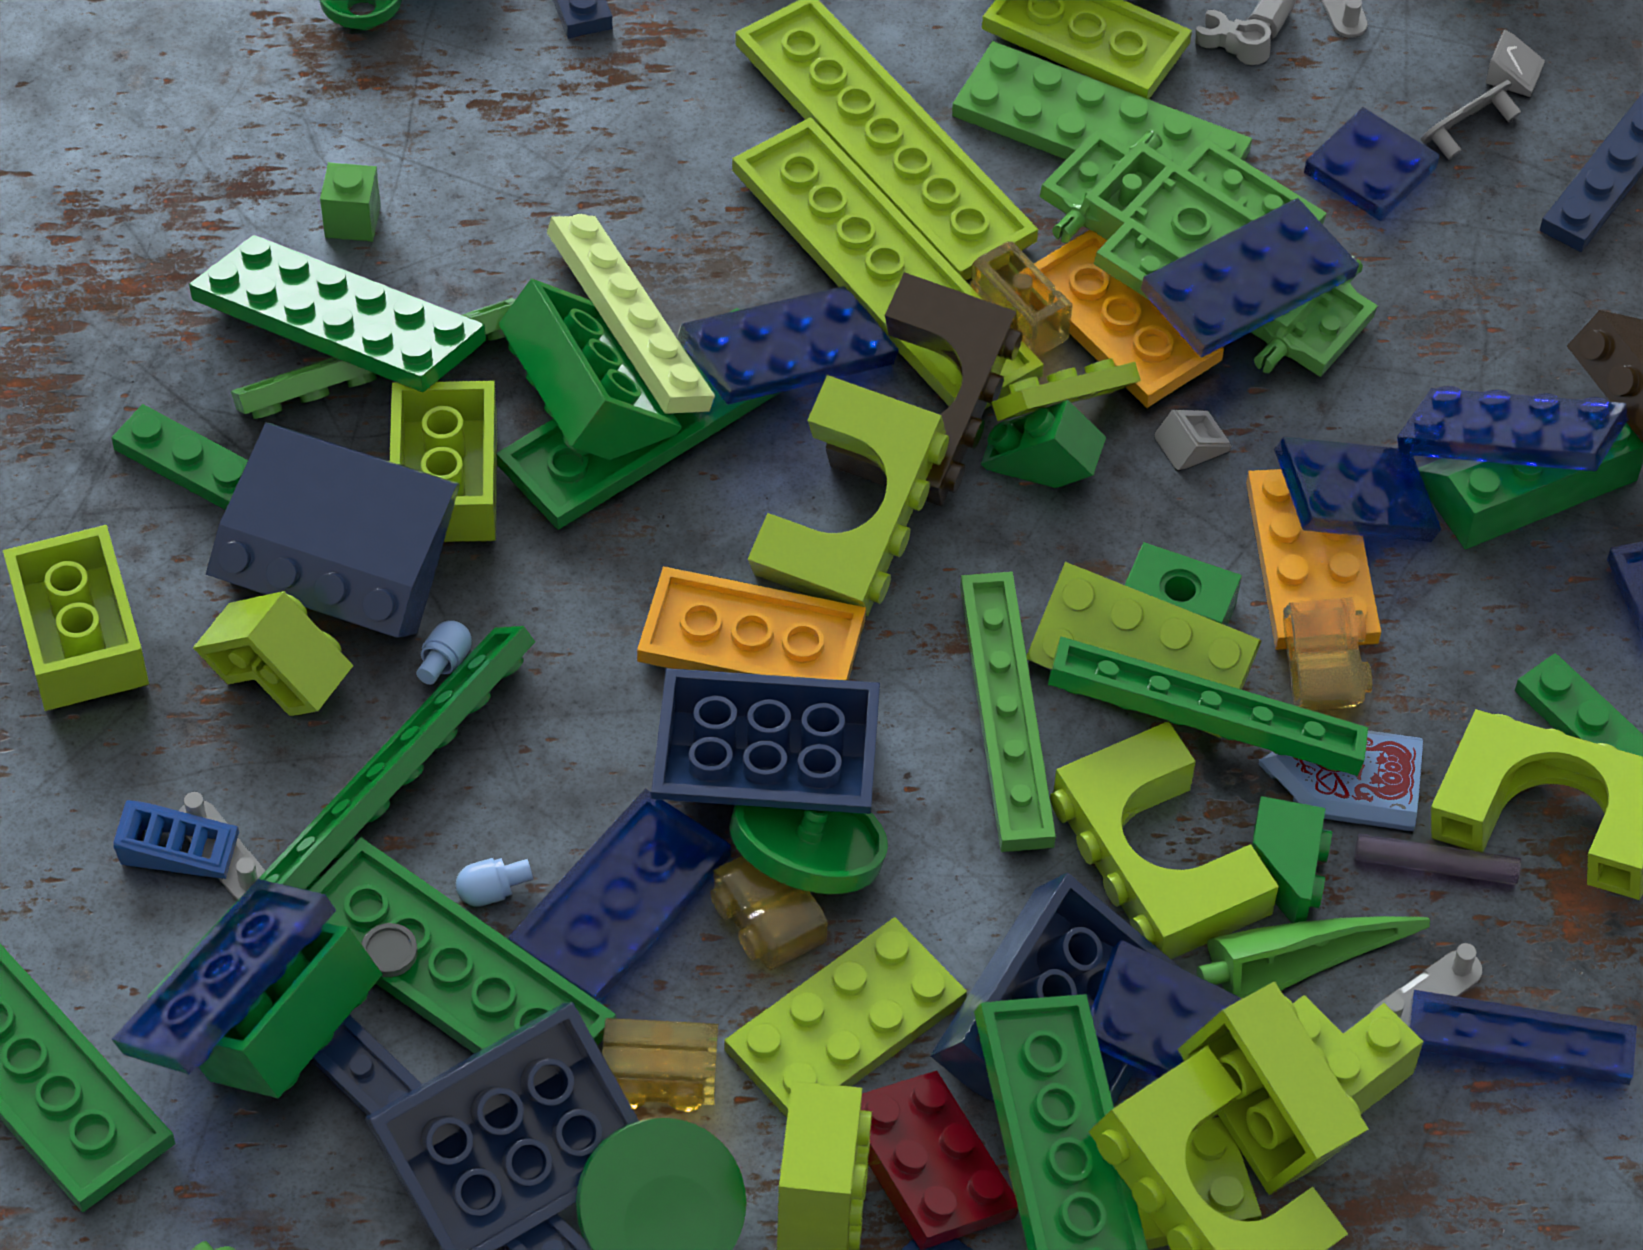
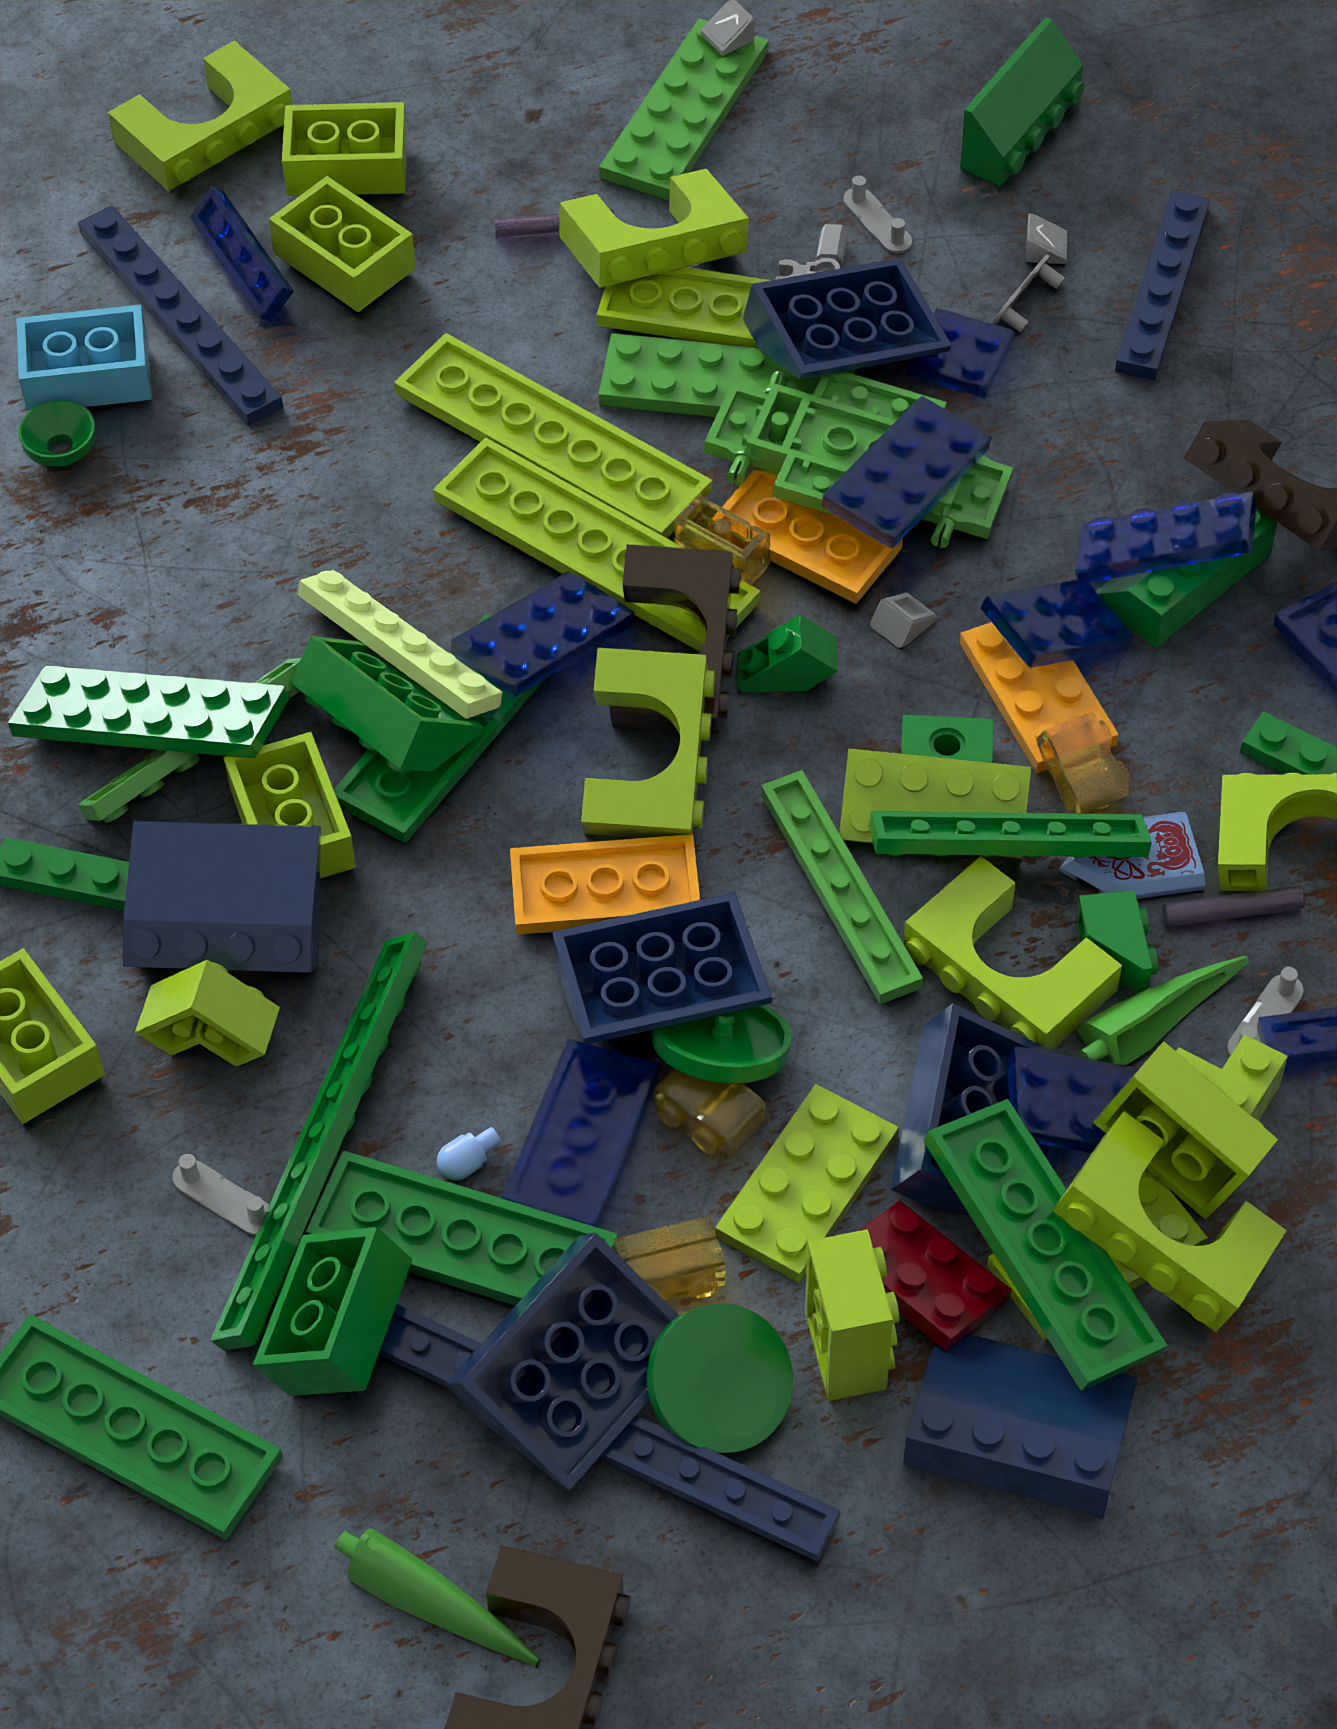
camera: 15 degrees left, 0 degrees up
(158, 819) = (181, 1185): blue slope -> none
(224, 976) = (282, 1301): clear blue plate -> none
(350, 201) = (119, 614): bright green brick -> none
(391, 948) = (410, 1234): dark grey piece -> none
(444, 650) = (349, 972): light blue cylinder -> none
(1099, 380) = (788, 605): lime plate -> none
(1247, 91) = (843, 319): none -> dark blue slope

